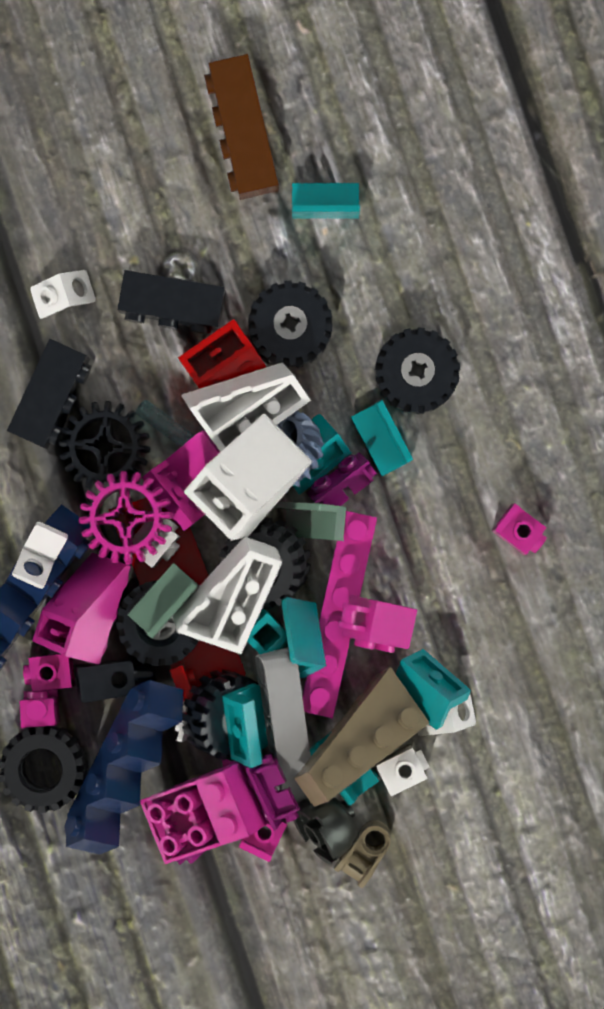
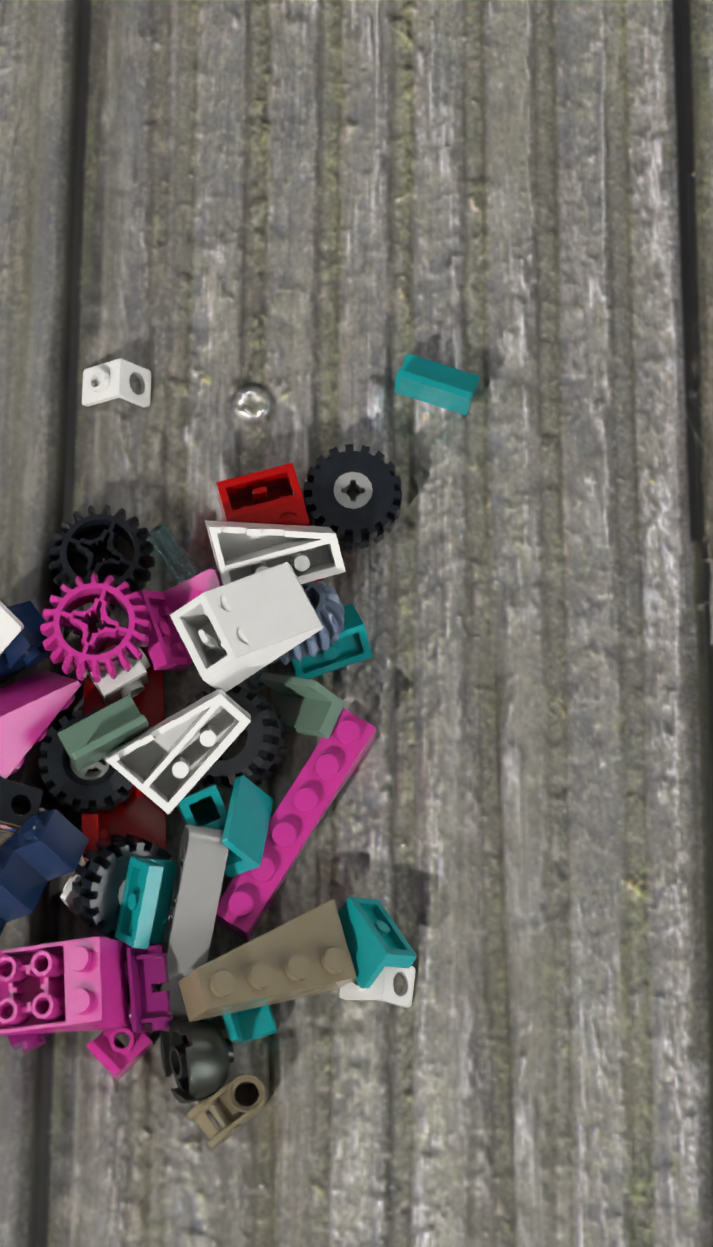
camera: 20 degrees right, 15 degrees down
(50, 394) = (61, 483): black brick -> none
(171, 302) = (230, 428): black brick -> none
(243, 127) = (373, 280): reddish brown brick -> none
(351, 472) = (364, 679): magenta hinge -> none
(377, 624) = (335, 844): dark pink brick -> none
(382, 438) = (412, 652): teal panel -> none
(402, 379) = (475, 611): black wheel -> none
(403, 769) = (307, 1026): white brick -> none
(508, 525) = (533, 818): dark pink brick -> none

